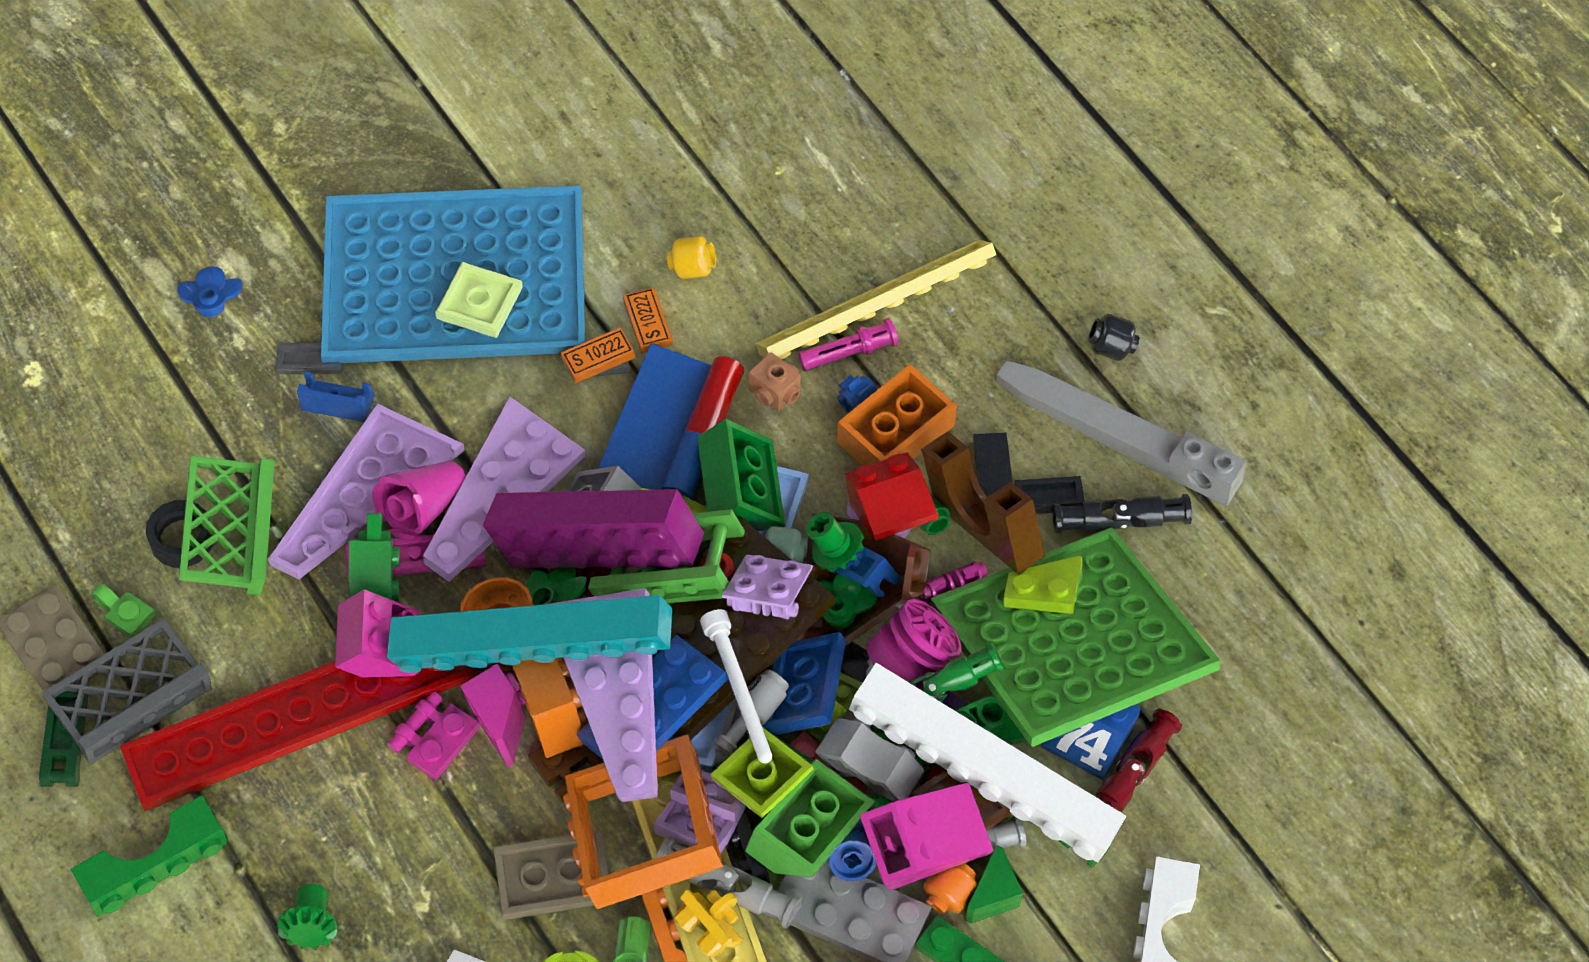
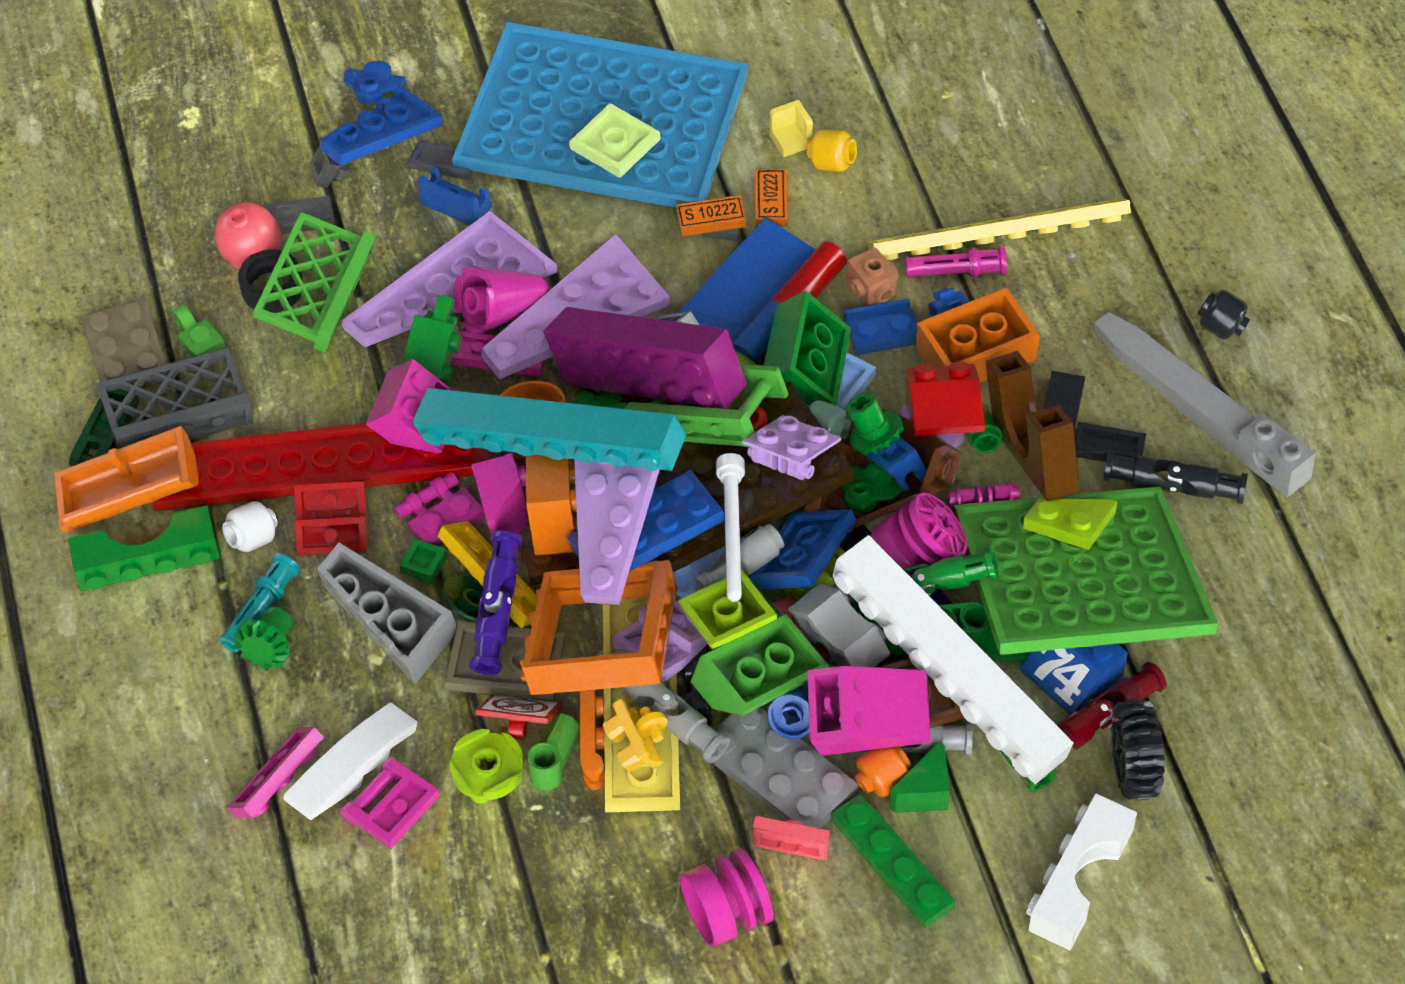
camera: 20 degrees right, 5 degrees down
(108, 791) = (125, 479): none -> orange container
(138, 488) = (244, 231): none -> coral cylinder
(174, 457) = (288, 212): none -> flat silver tile
(195, 393) = (326, 169): none -> flat silver tile
(240, 339) = (386, 125): none -> blue wing
(250, 803) = (249, 526): none -> white head
(290, 865) = (267, 590): none -> teal pin
(328, 771) = (330, 516): none -> red slope
(427, 858) = (392, 613): none -> light grey wedge
(436, 792) = (423, 561): none -> green plate
(502, 820) = (463, 595): none -> dark green dish
(509, 786) = (474, 553): none -> yellow plate
(526, 803) = (497, 599): none -> dark purple piece
(586, 925) = (519, 711): none -> piece
(645, 243) = (790, 128): none -> light yellow panel
(798, 428) = (881, 326): none -> blue plate
(1180, 801) = (1137, 749): none -> black gear

